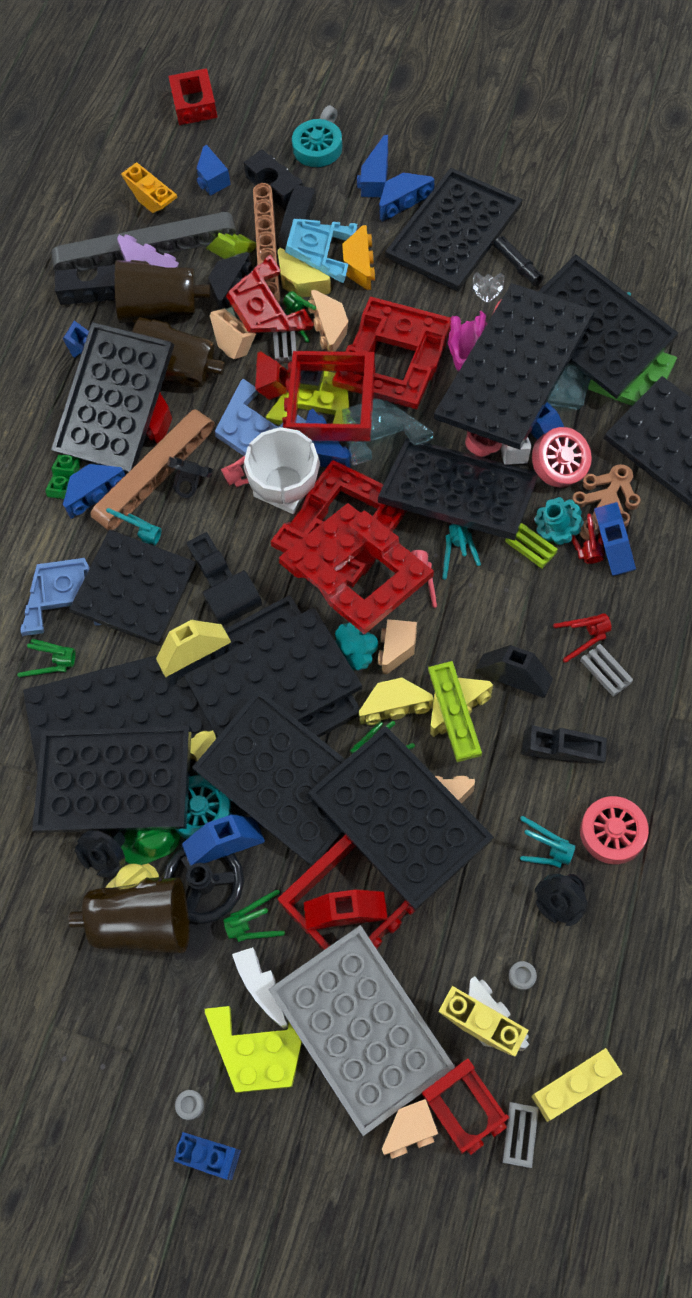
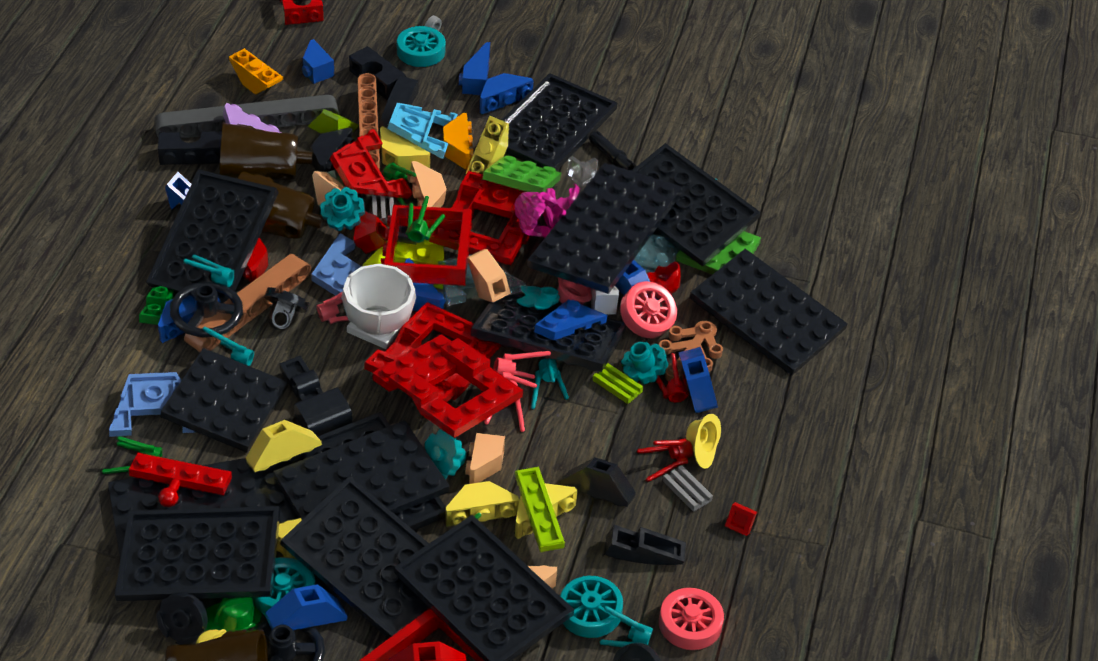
camera: 10 degrees left, 20 degrees down
(90, 682) = (178, 475): none -> red plate
(109, 483) = (206, 306): none -> black piece
(123, 445) = (219, 273): none -> teal plant
(242, 354) = (342, 208): none -> teal plant
(319, 383) = (418, 230): none -> green plant
(391, 268) = (490, 146): none -> light yellow slope
(394, 430) = (488, 276): none -> light nougat slope
(415, 539) = (508, 368): none -> coral plant
(425, 298) = (522, 175): none -> bright green plate
(436, 349) = (530, 207): none -> dark pink hair
(446, 448) = (539, 297): none -> teal plate
(477, 476) = (567, 318): none -> blue wing
(511, 820) = (588, 598): none -> teal wheel
(578, 415) = (667, 276): none -> red hair
(622, 611) = (704, 437): none -> light yellow piece
(663, 708) = (740, 519): none -> red tile

